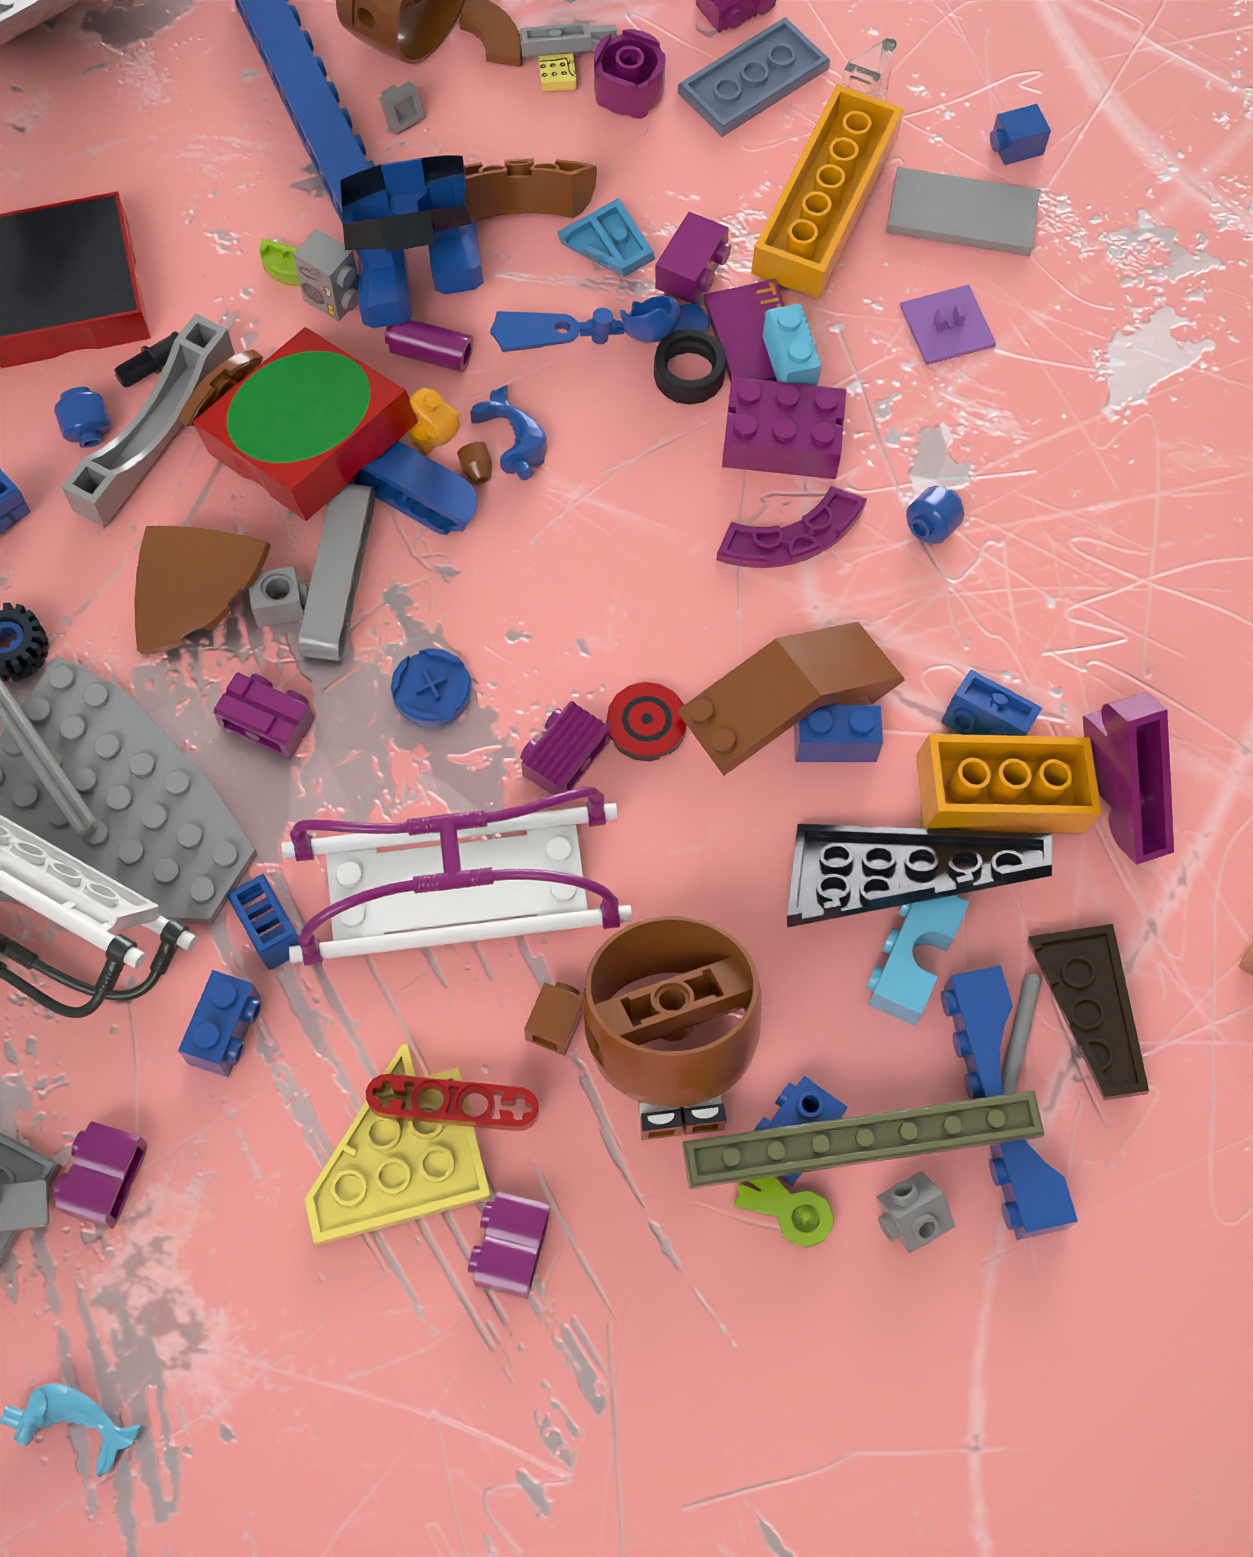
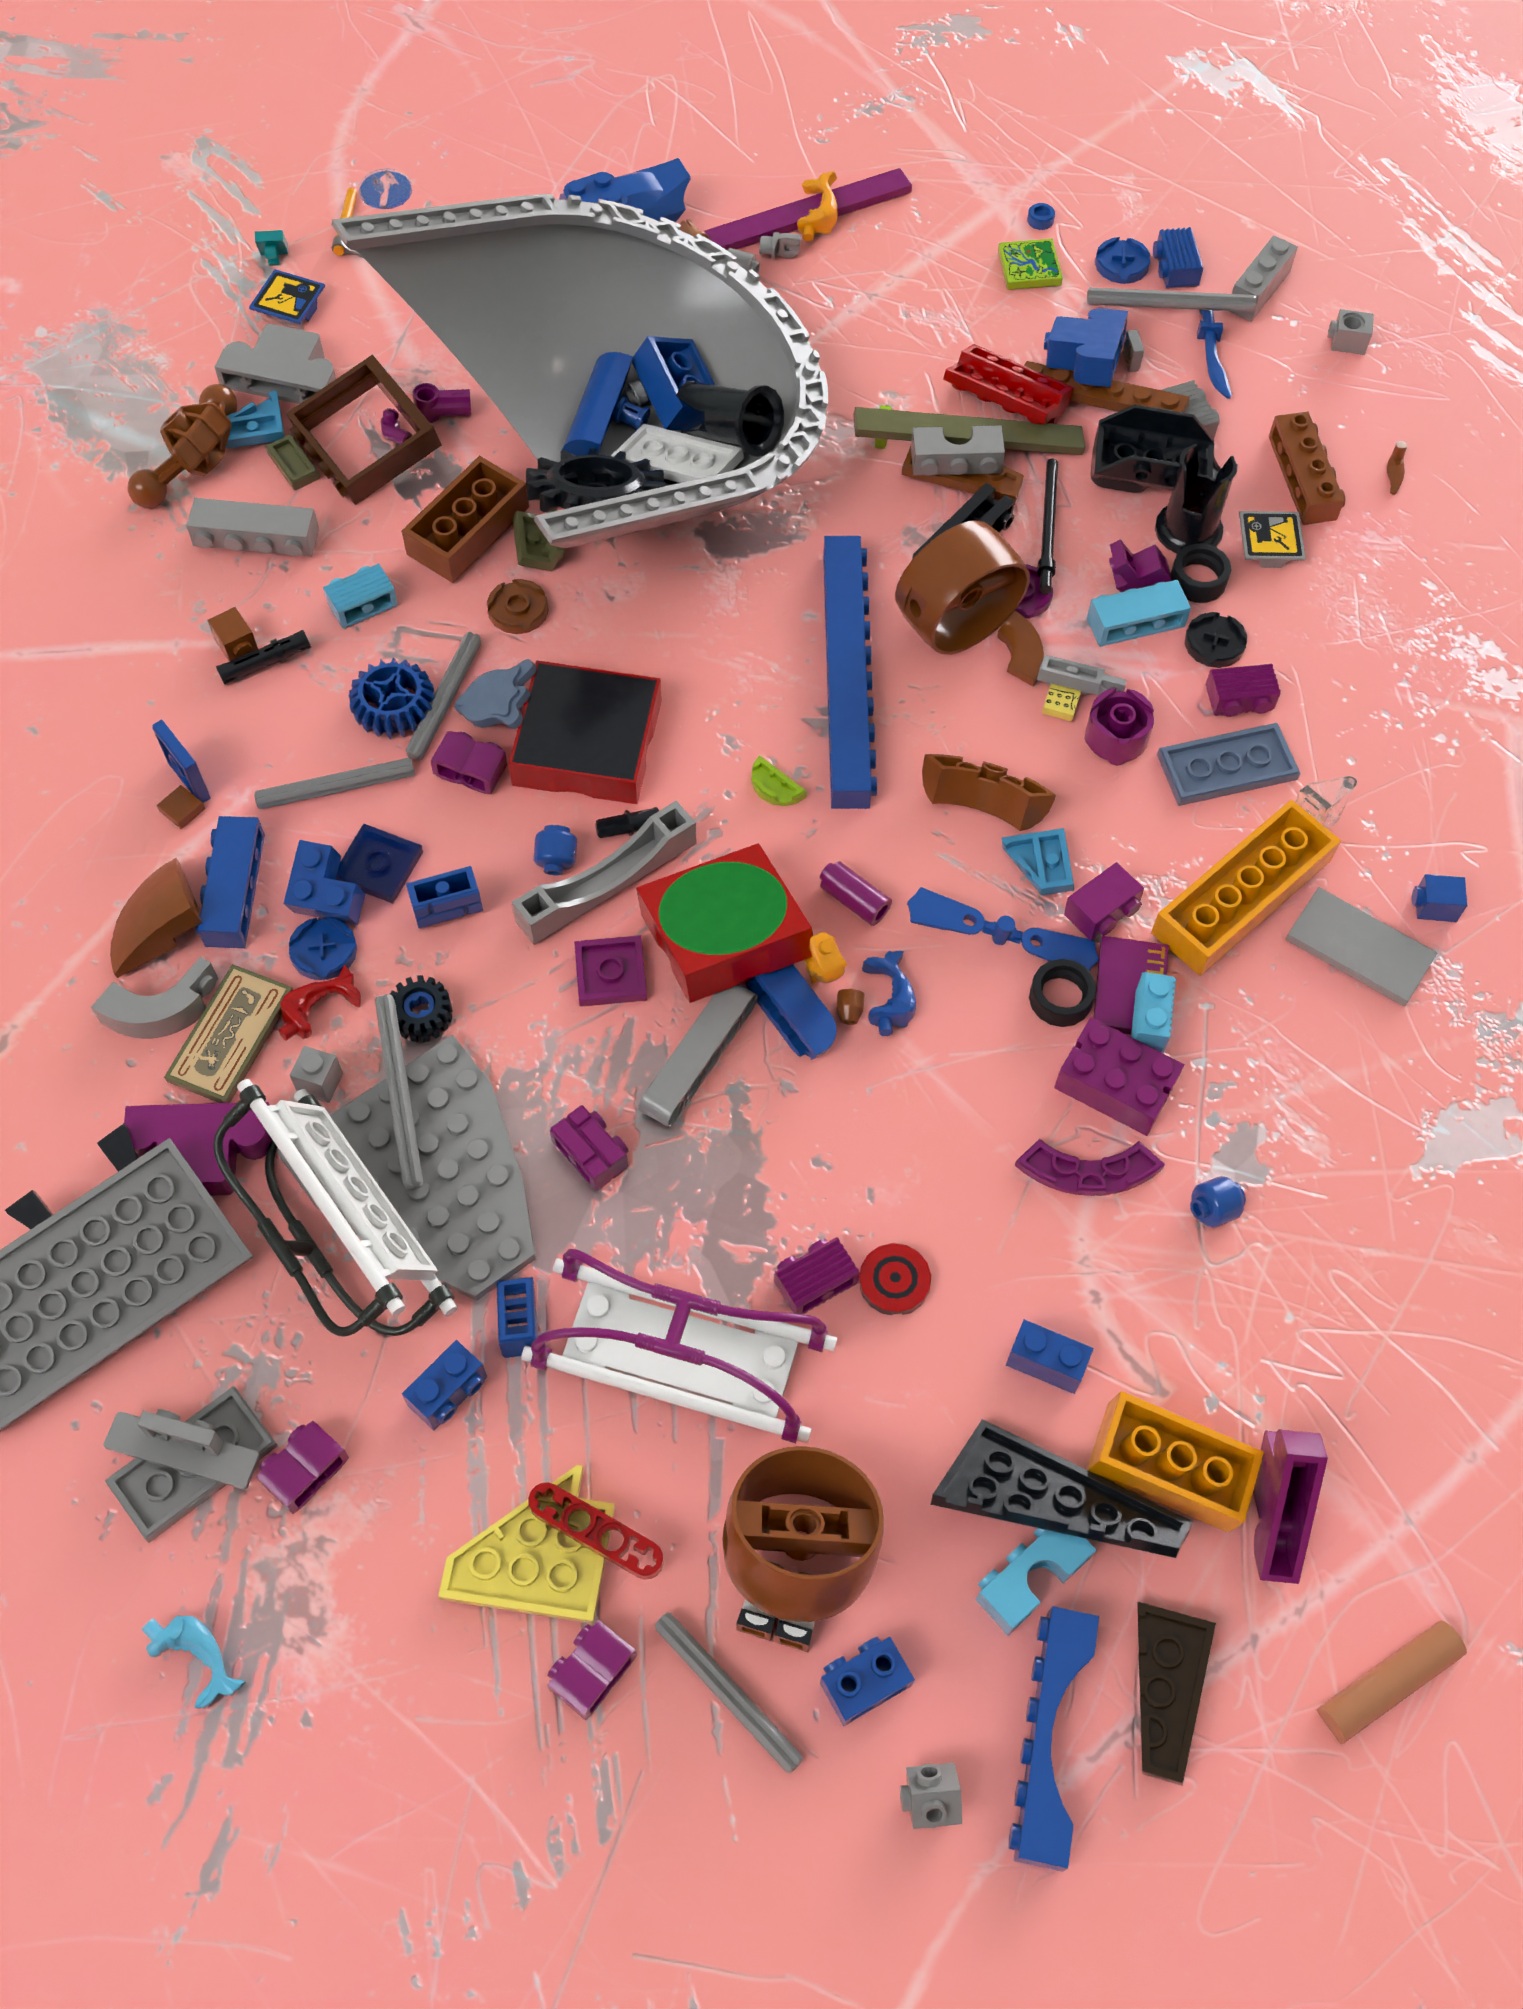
camera: 25 degrees right, 5 degrees down
(189, 580) = (577, 1016): dark orange brick -> none
(202, 506) = (610, 971): none -> magenta tile
(218, 383) = (671, 863): dark orange tile -> none
(285, 610) = (637, 1042): light grey brick -> none
(327, 275) = (796, 806): light grey brick -> none
(401, 106) = (918, 686): light grey tile -> none
(402, 209) = (876, 778): blue piece -> none
(431, 687) = (732, 1179): blue tile -> none
(555, 1017) = (708, 1496): dark orange brick -> none
(652, 319) = (1045, 941): blue hair -> none
(662, 1204) = (729, 1692): none -> light grey axle
(783, 687) = (1022, 1297): dark orange windscreen -> none
(802, 1216) = (838, 1755): lime piece -> none
(861, 1139) = (915, 1714): olive tile -> none
(947, 324) = (1304, 1039): medium lavender piece -> none
(989, 709) = (1191, 1390): blue bracket -> none
(1020, 1033) = (1092, 1685): light grey bar -> none

